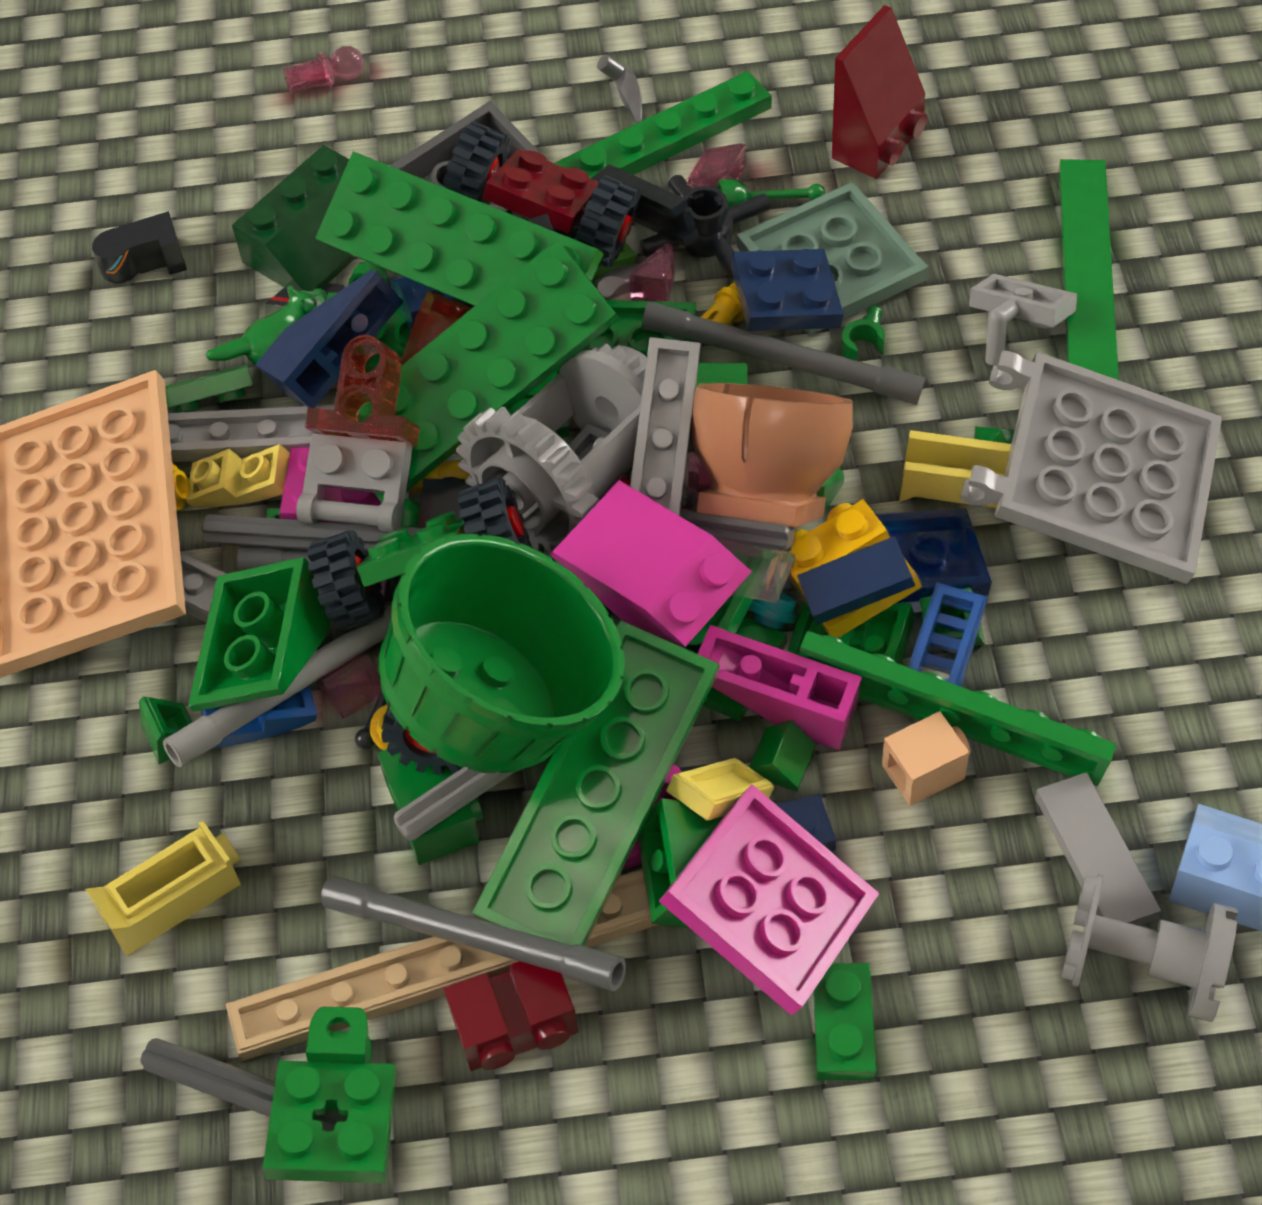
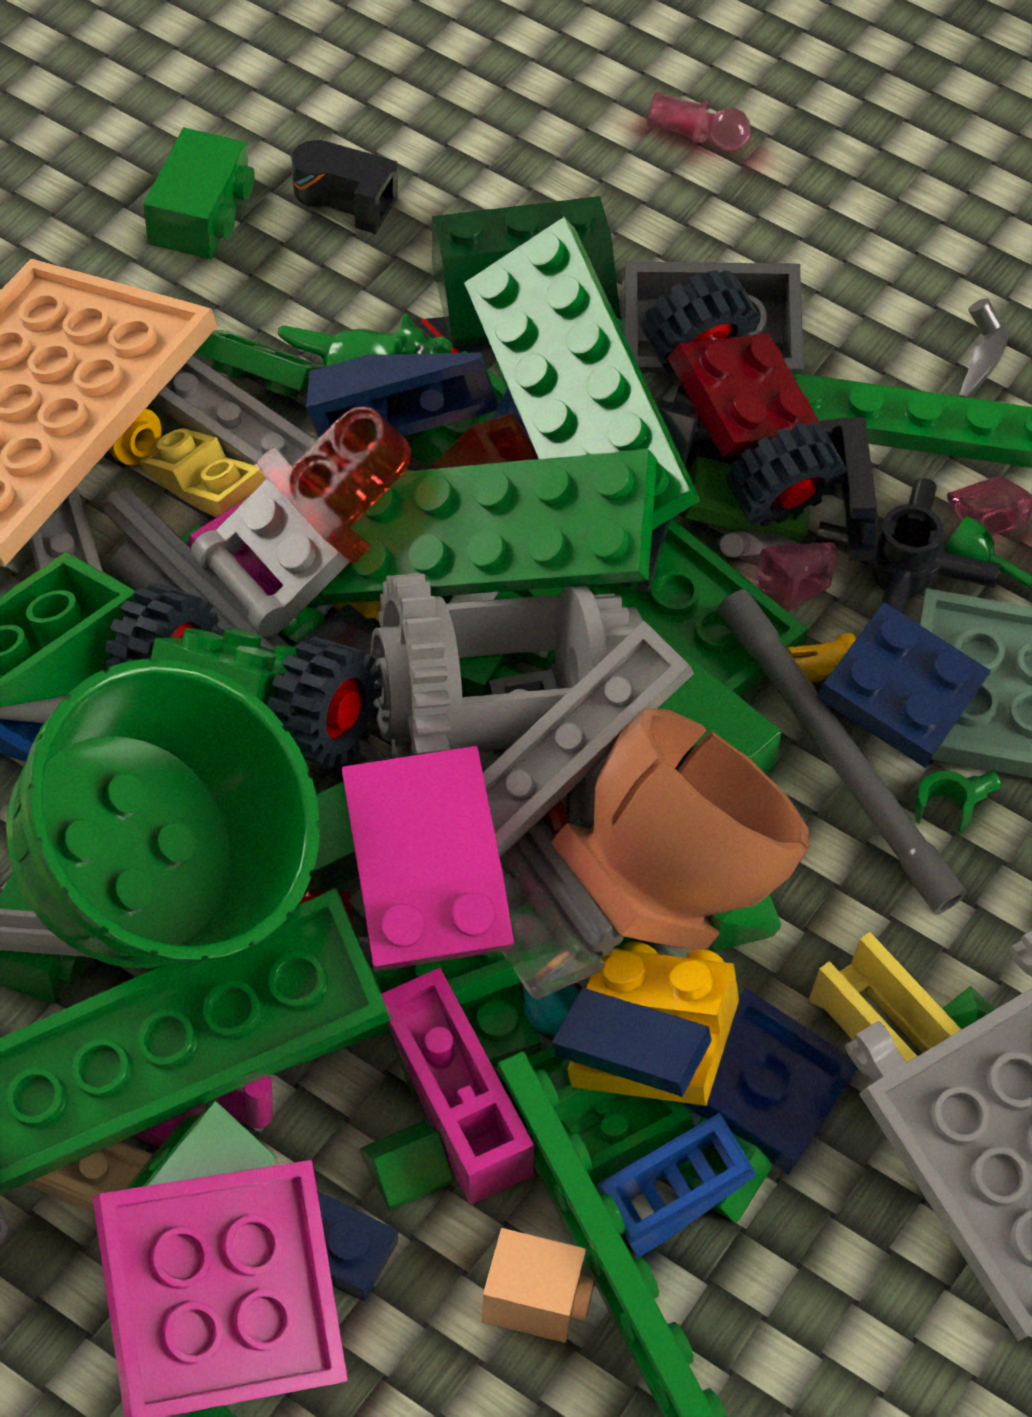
camera: 35 degrees right, 0 degrees up
(51, 318) = (198, 193): none -> green brick
(716, 787) = (285, 1132): light yellow tile -> none

